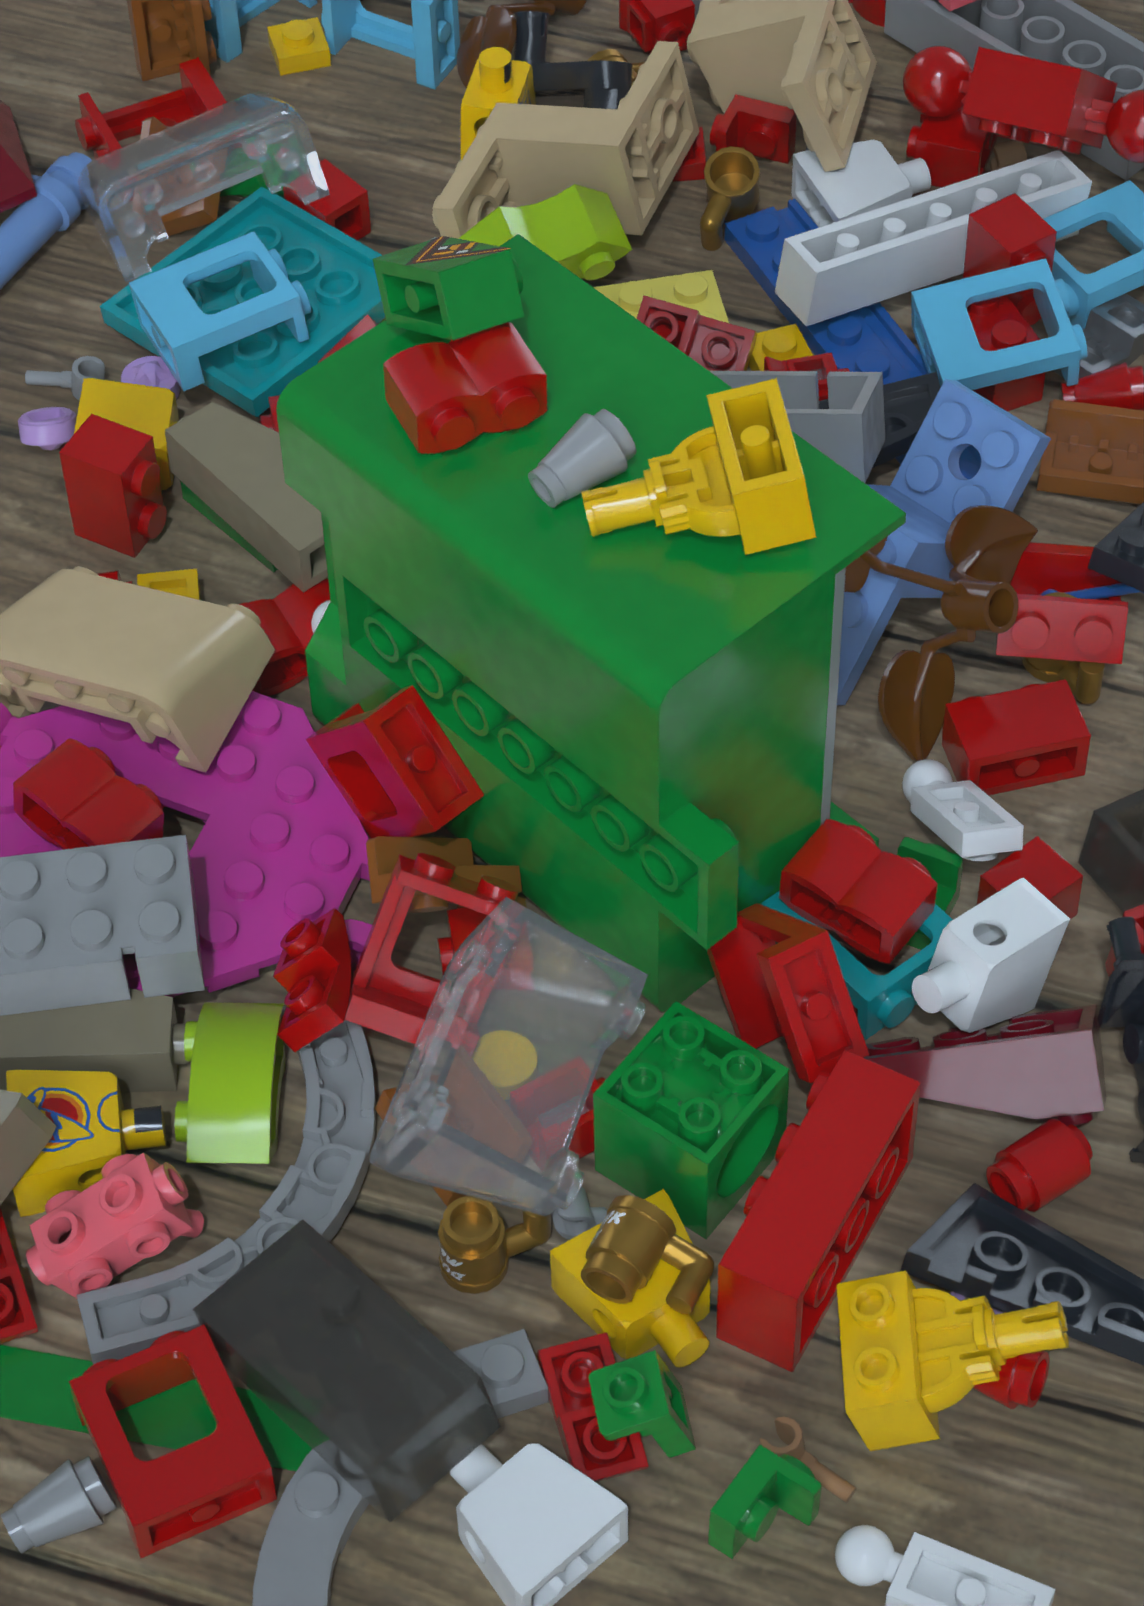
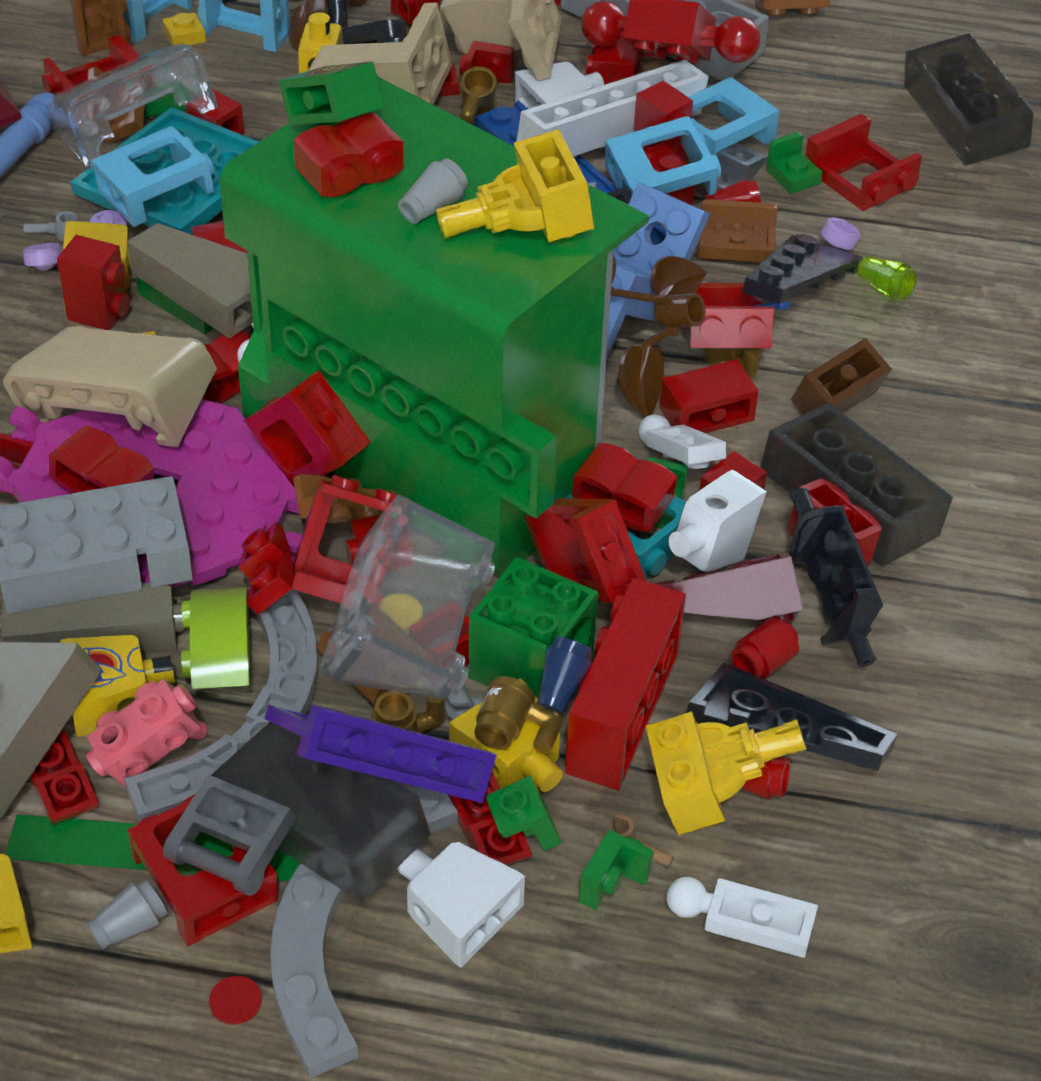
camera: 10 degrees left, 5 degrees down
(223, 1386) = (235, 818): none -> flat silver plate
(442, 1303) = (388, 751): none -> dark purple fence
(718, 1198) = (563, 671): none -> dark blue cone

